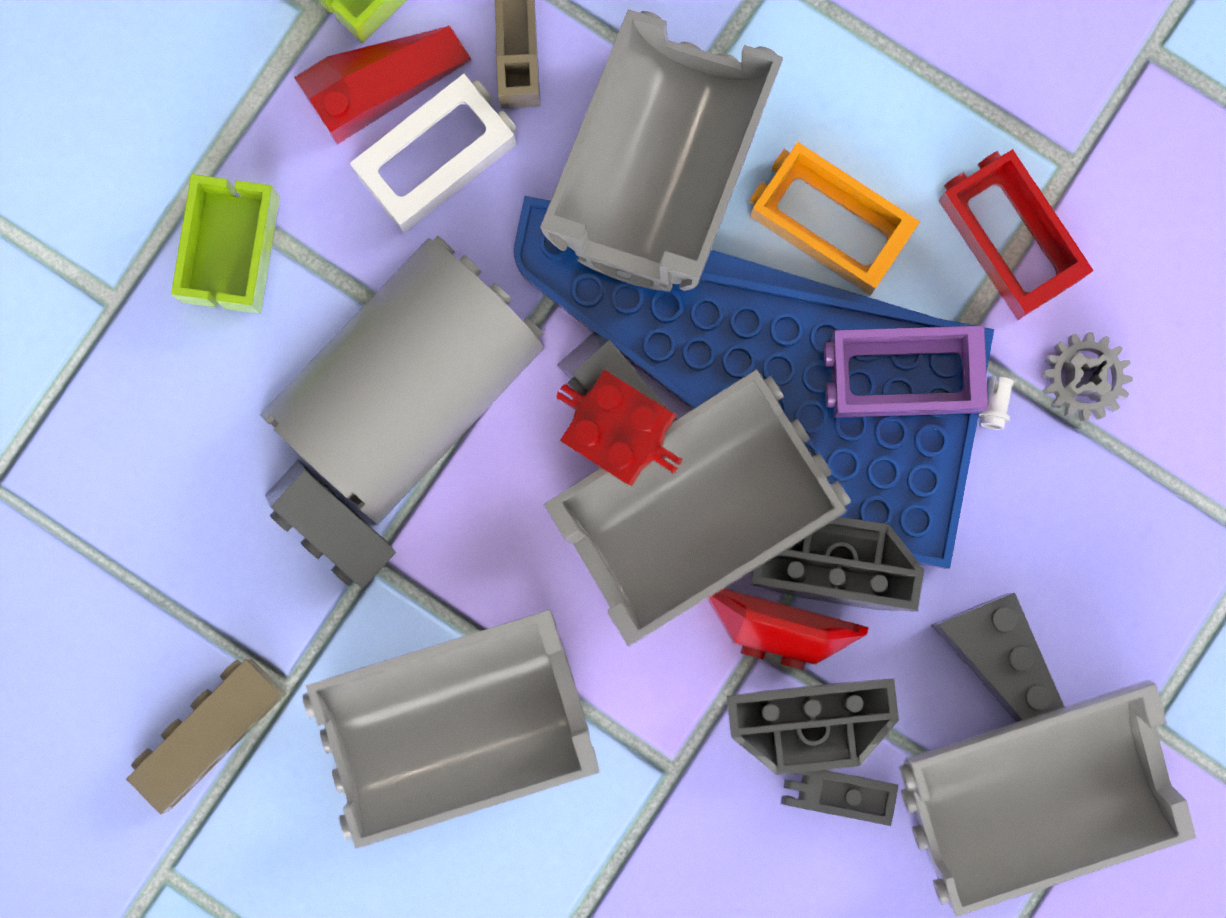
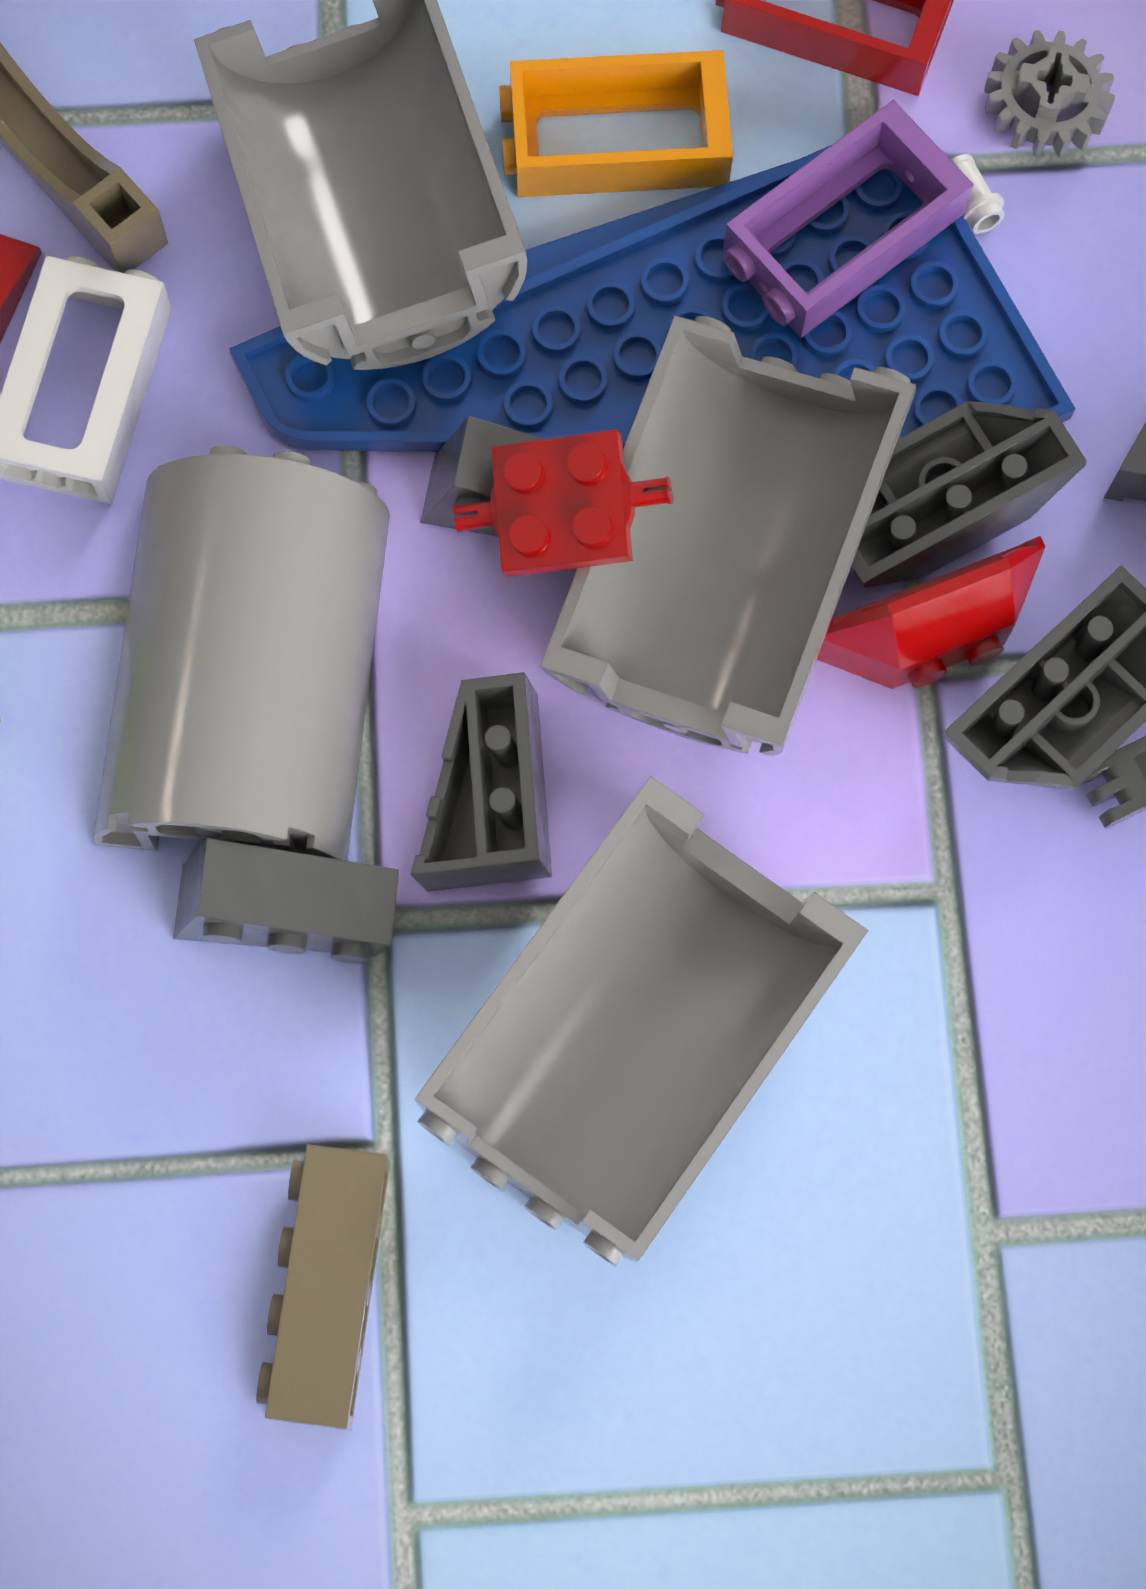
camera: 40 degrees left, 10 degrees down
(476, 544) = (490, 793): none -> dark grey wedge

